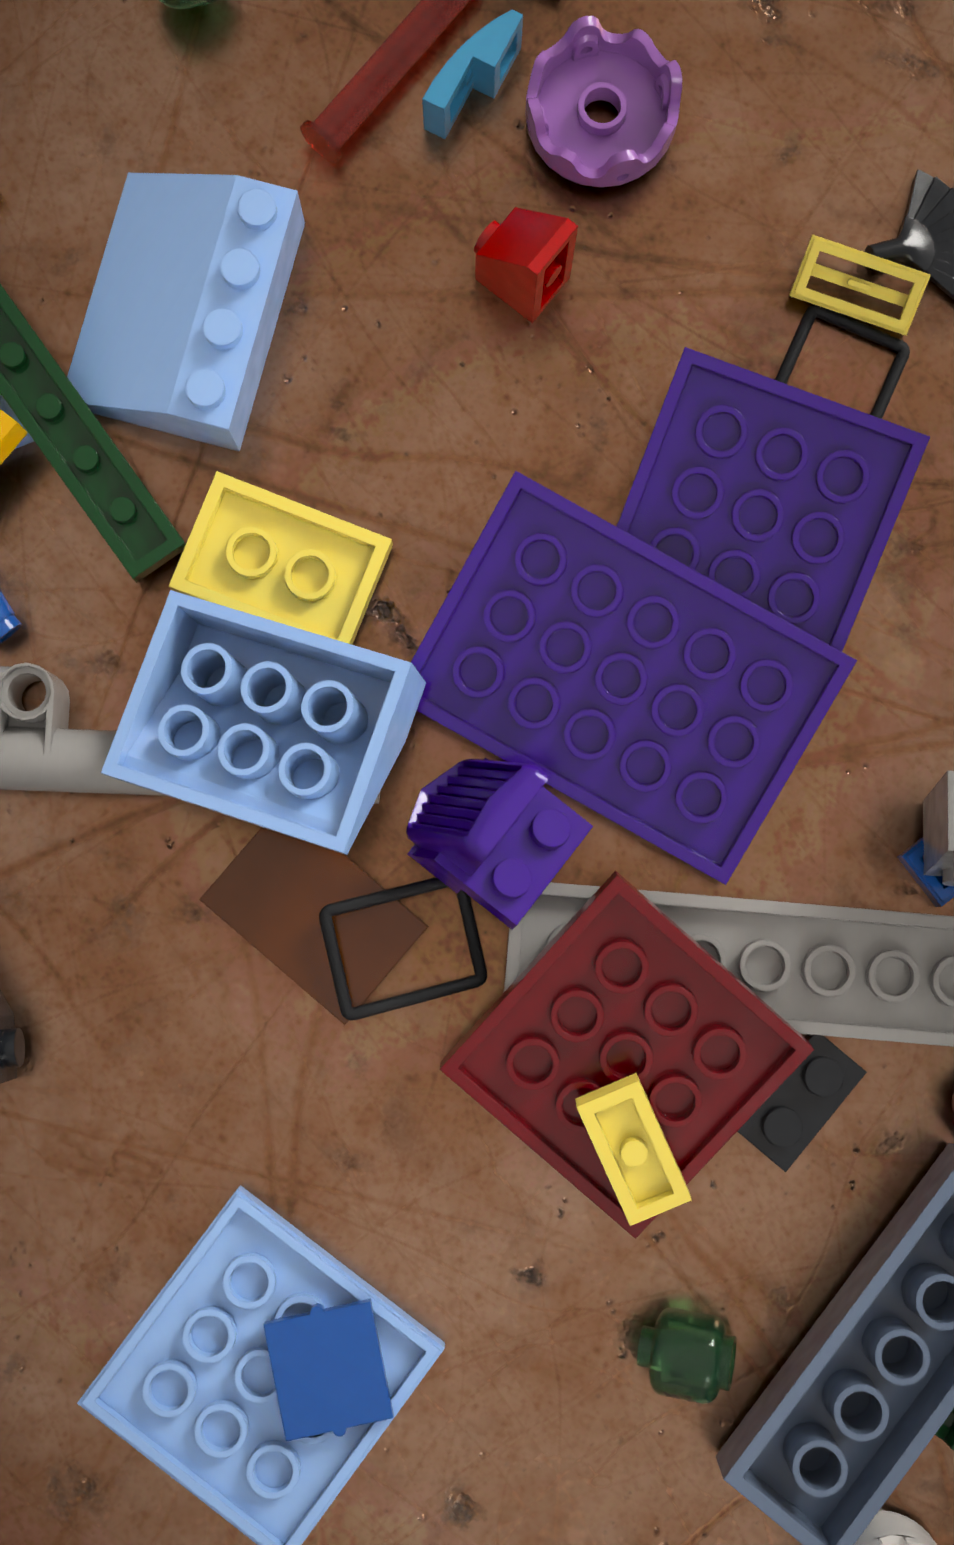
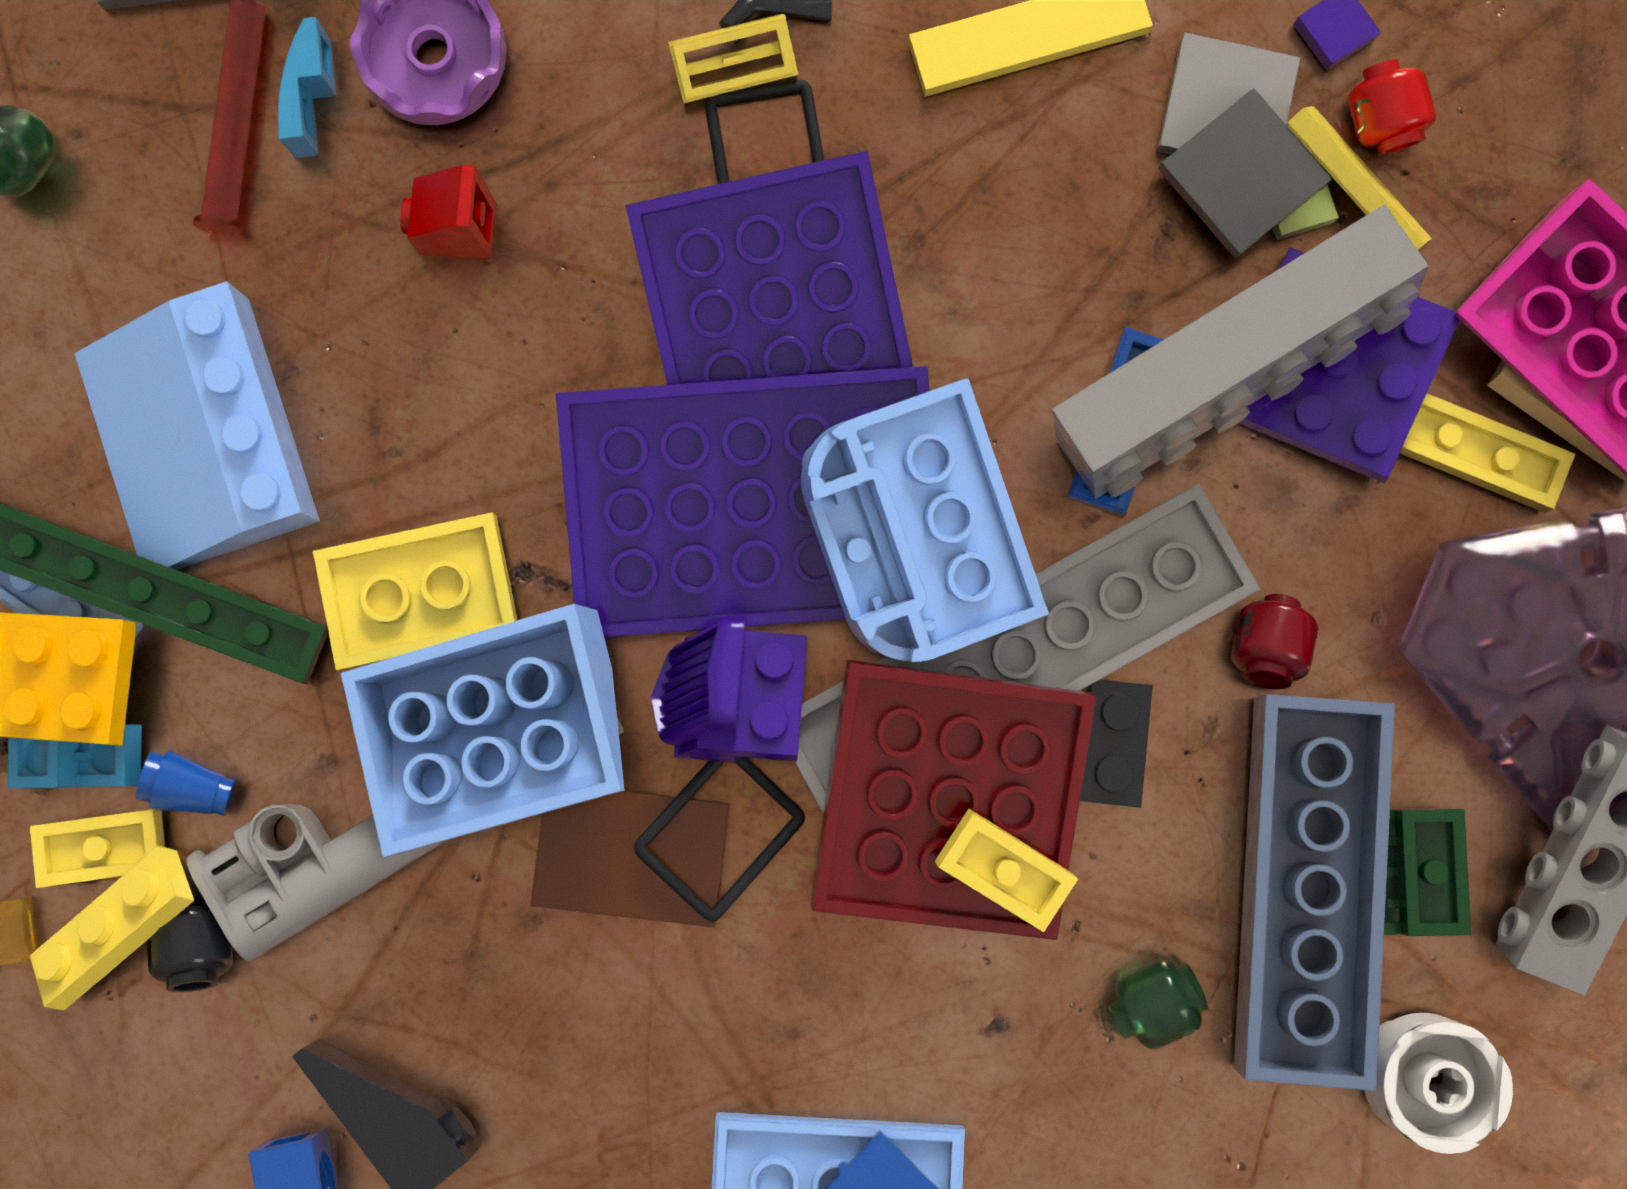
camera: 30 degrees left, 0 degrees up
(756, 797) = (919, 527): none -> light blue plate

